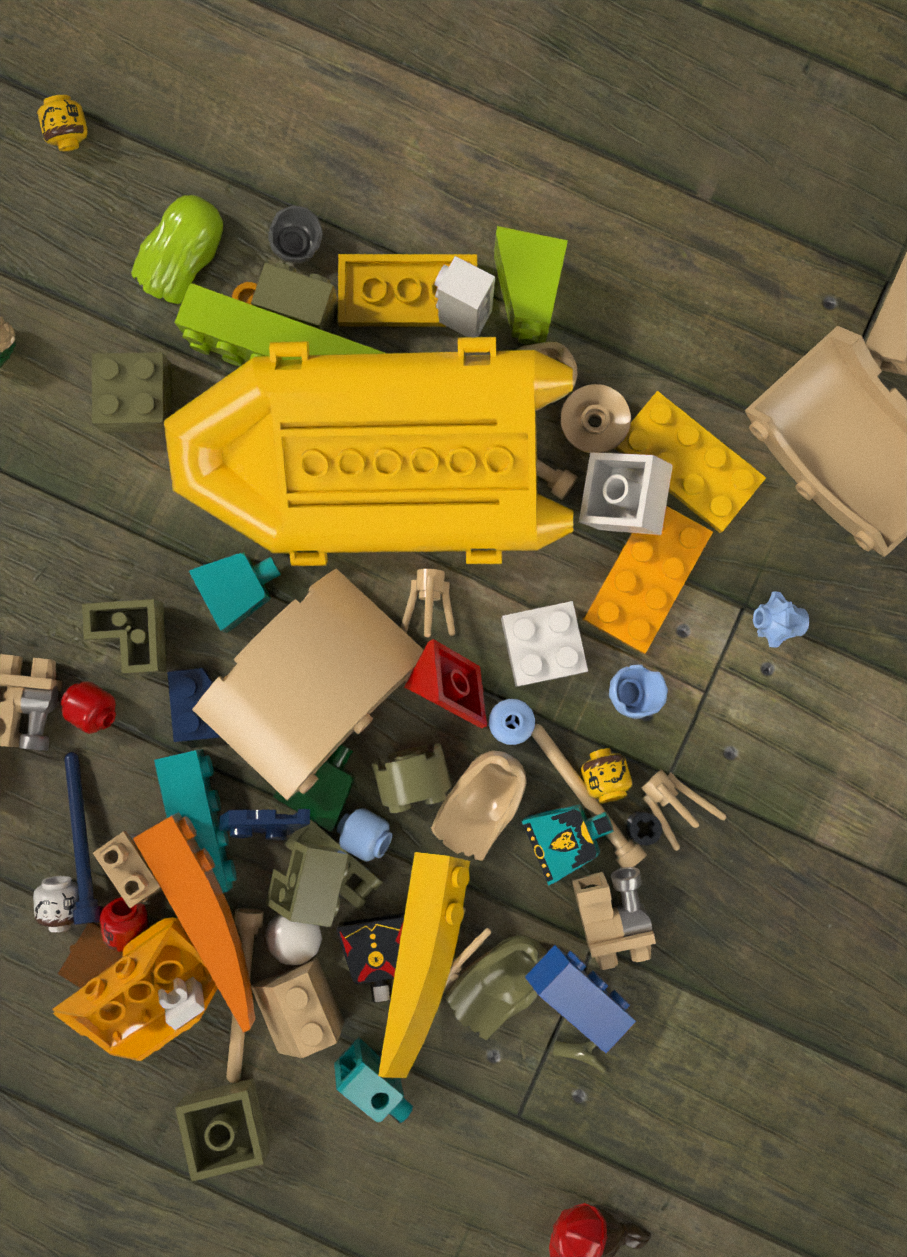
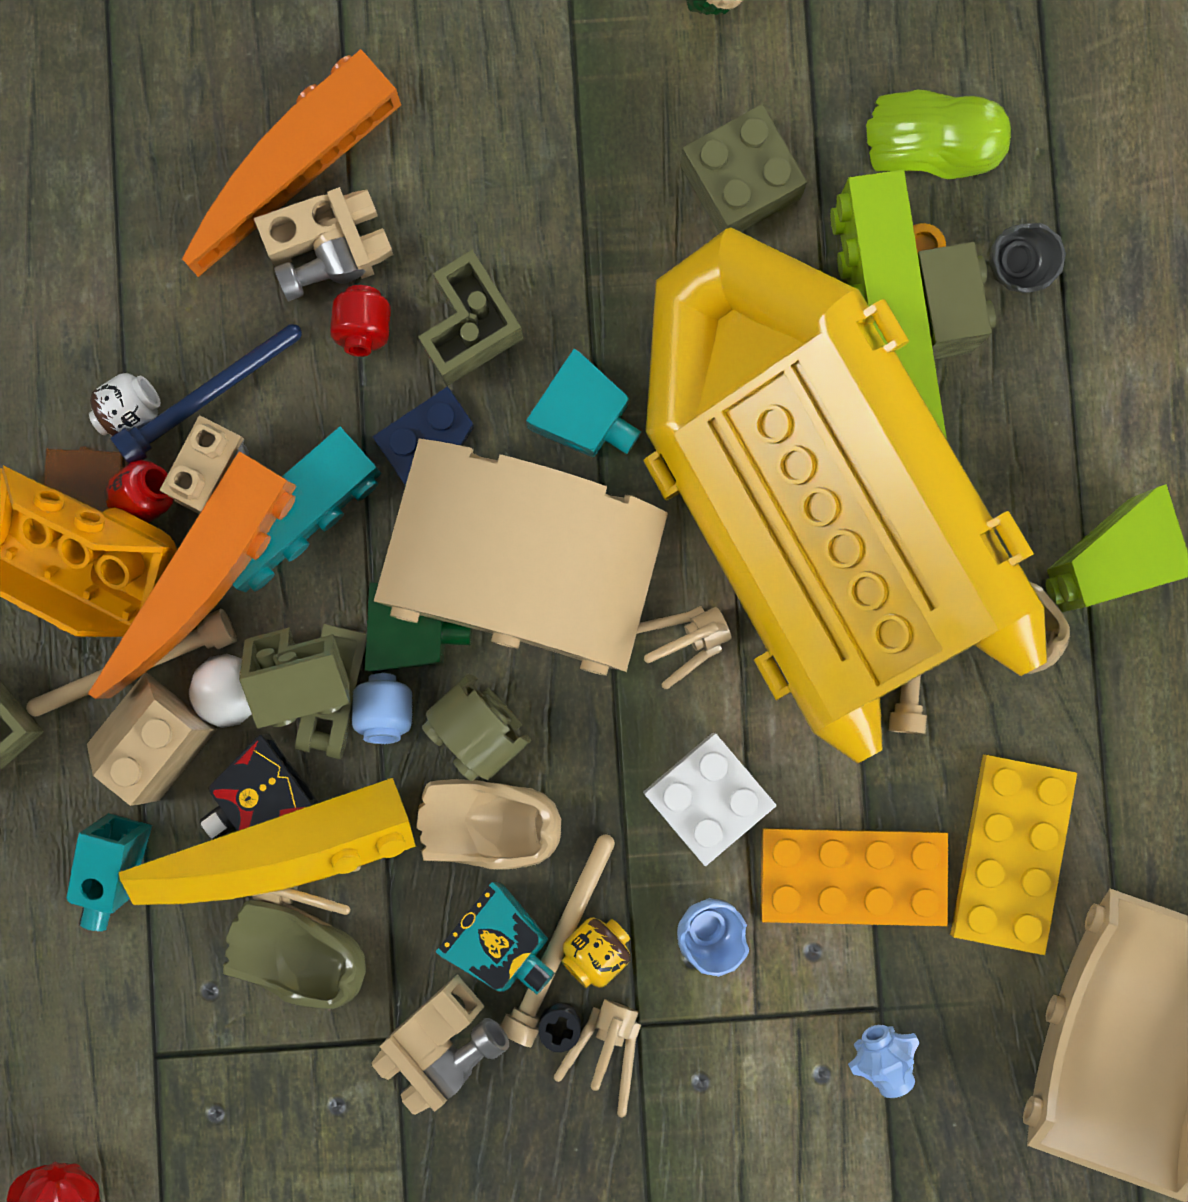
camera: 60 degrees right, 0 degrees up
(183, 1002) = (86, 606): white tile -> none
(274, 826) = (338, 602): dark blue wing -> none
(391, 288) = (1034, 421): yellow plate -> none
(449, 682) = (606, 714): red slope -> none
(464, 297) = (1061, 491): white brick -> none
(520, 732) = (587, 796): light blue head -> none
(579, 1052) = (265, 1089): olive bar -> none
(581, 997) = (327, 1058): brick -> none
(599, 402) = (1026, 714): tan dish -> none
(626, 493) = (936, 800): white brick -> none

